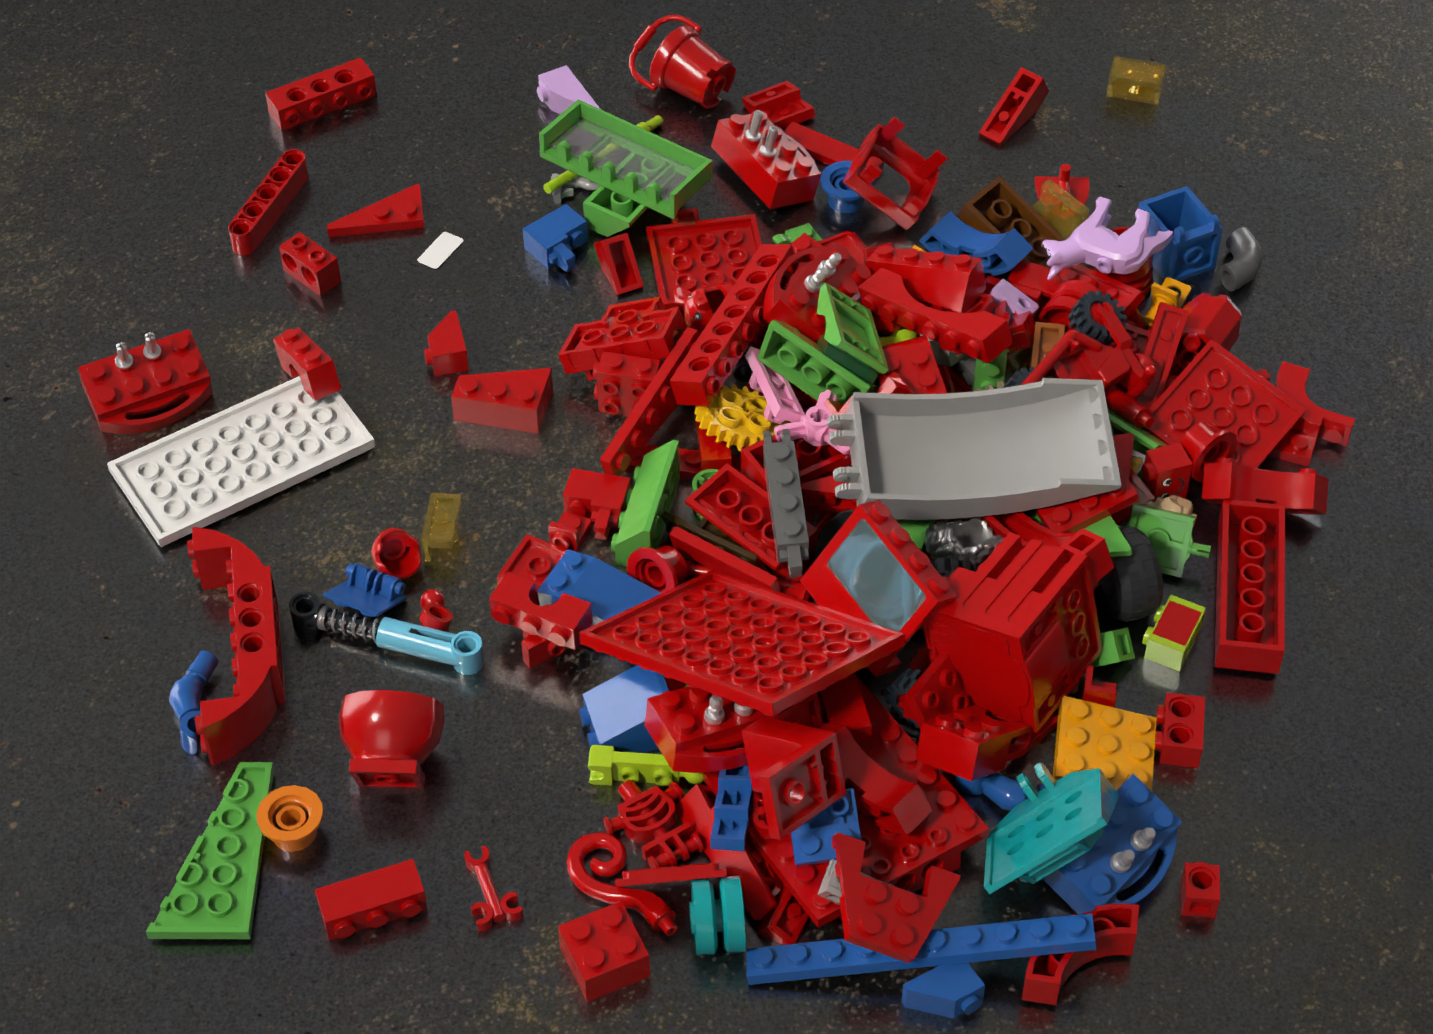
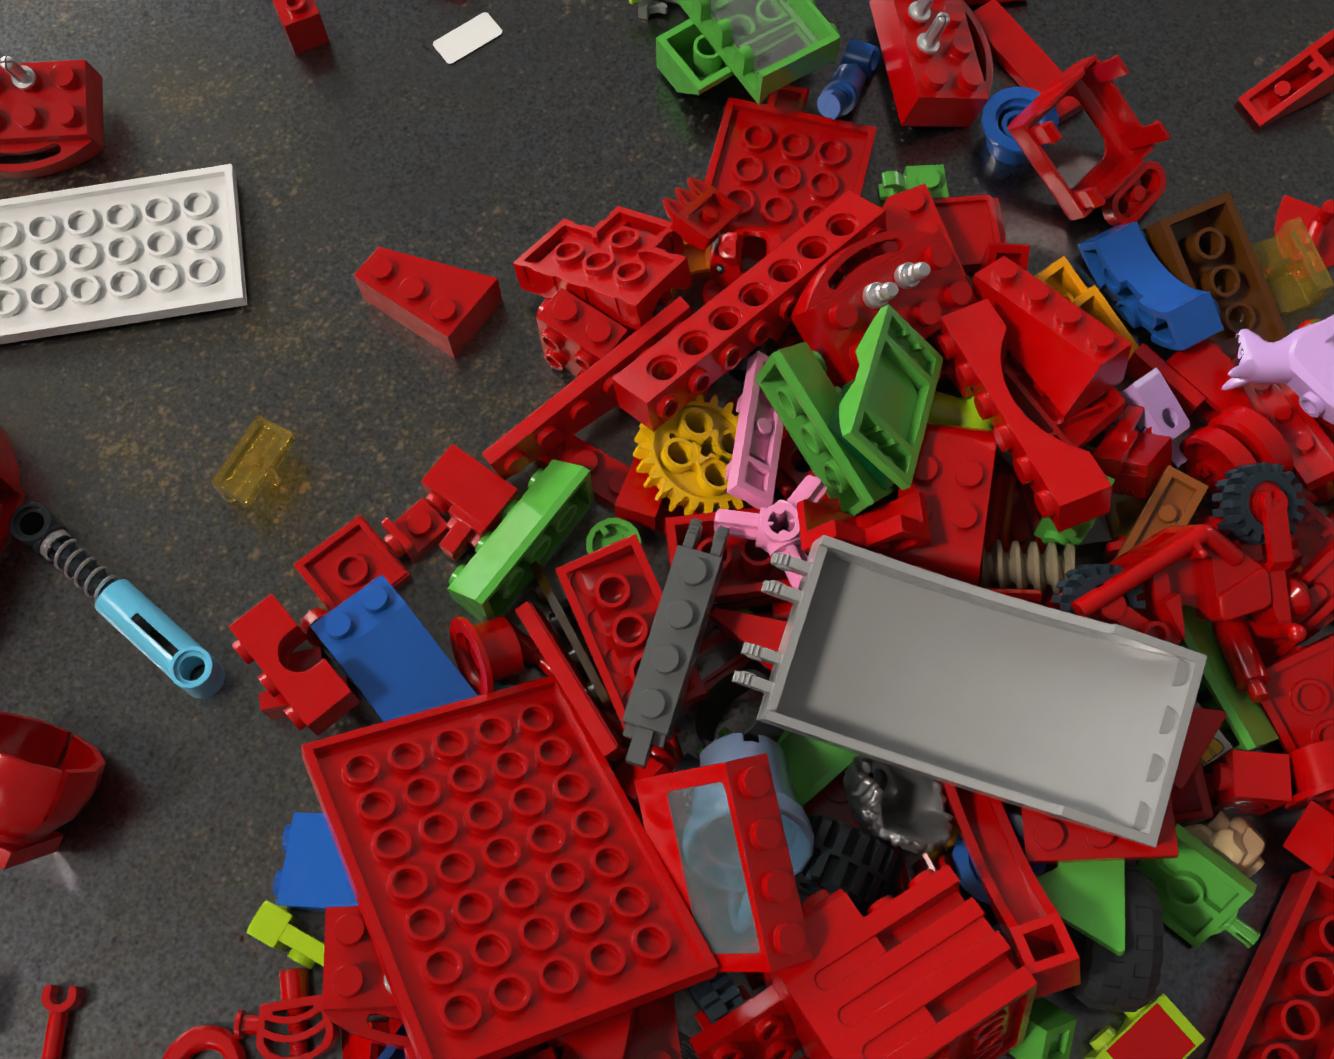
camera: 25 degrees right, 20 degrees up
(307, 360) = (206, 155): red arch -> none
(367, 591) = (116, 532): blue hinge -> none
(396, 553) = (179, 487): red hair -> none
(434, 613) = (200, 570): red plate -> none
(447, 347) = (399, 188): red slope -> none
(555, 237) = (610, 70): blue hinge -> none
(619, 263) = (668, 141): red slope -> none
(670, 287) = (700, 213): none -> red plate
(721, 192) = (848, 81): none -> blue piece
(941, 201) = (1133, 199): none -> red plate

